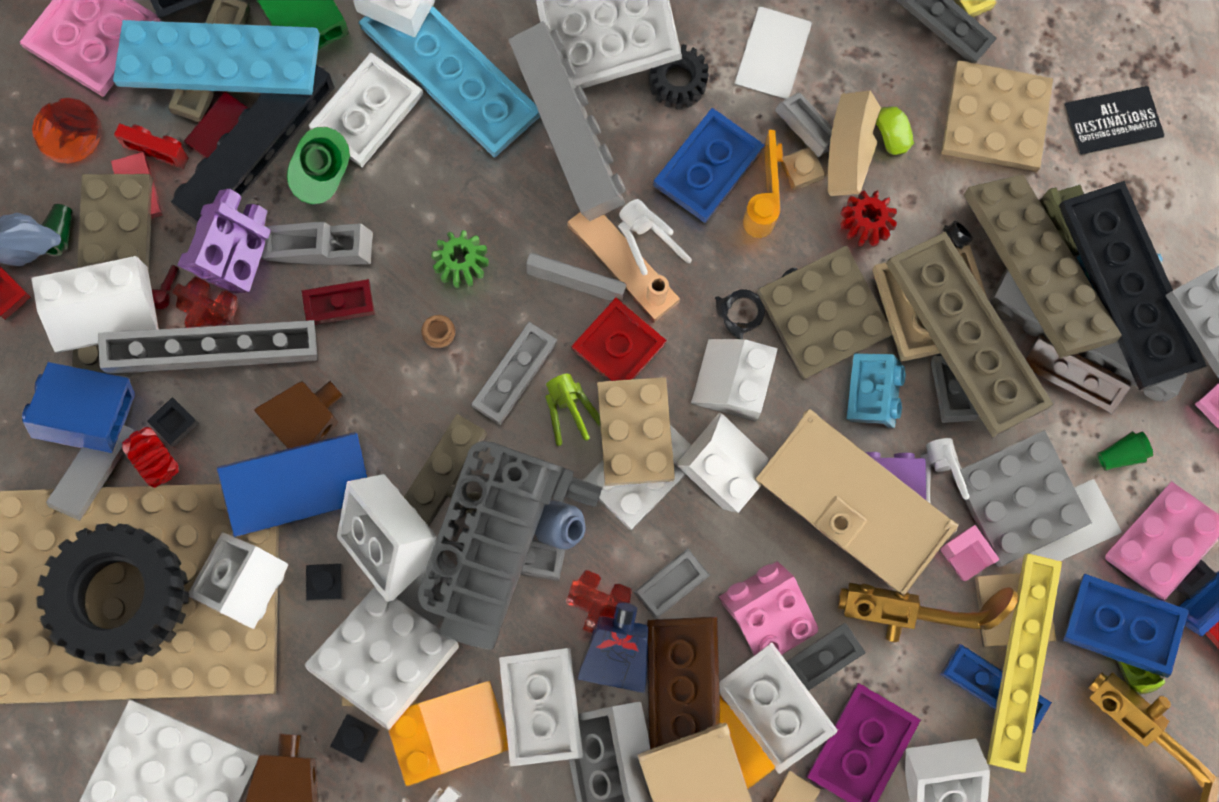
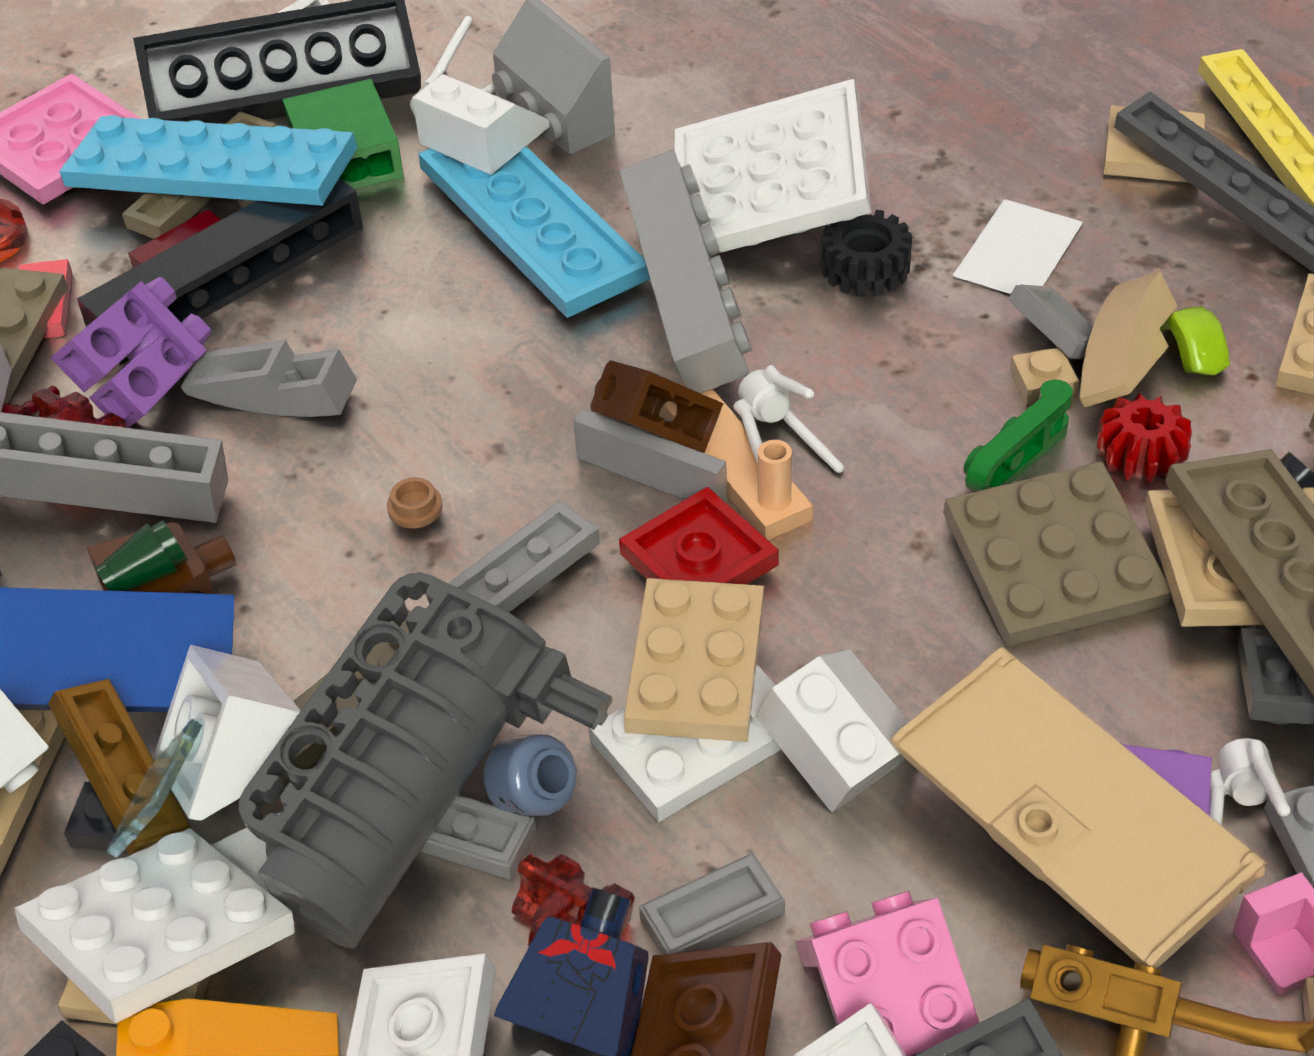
camera: 20 degrees right, 30 degrees down
(162, 149) = (88, 252): red plate -> none
(296, 422) = (142, 559): none -> dark green cone
(318, 165) = (302, 283): green piece -> none
(326, 558) = (112, 756): none -> pearl gold tile
(338, 302) = (276, 449): dark red plate -> none
(361, 584) = (154, 788): none -> clear light blue piece
(369, 107) = (396, 246): white plate -> none
(448, 264) = (476, 417): bright green gear -> none
(565, 393) = (593, 607): lime plant -> none
(572, 244) = (637, 396): none -> reddish brown torso
(708, 165) = (892, 353): blue plate -> none
(724, 304) = (890, 526): black piece -> none
(734, 377) = (891, 615): white slope -> none
(764, 208) = (969, 397): light orange door -> none
(795, 230) = (1021, 439): none -> green plate
(875, 389) = (1133, 663): medium azure bracket -> none

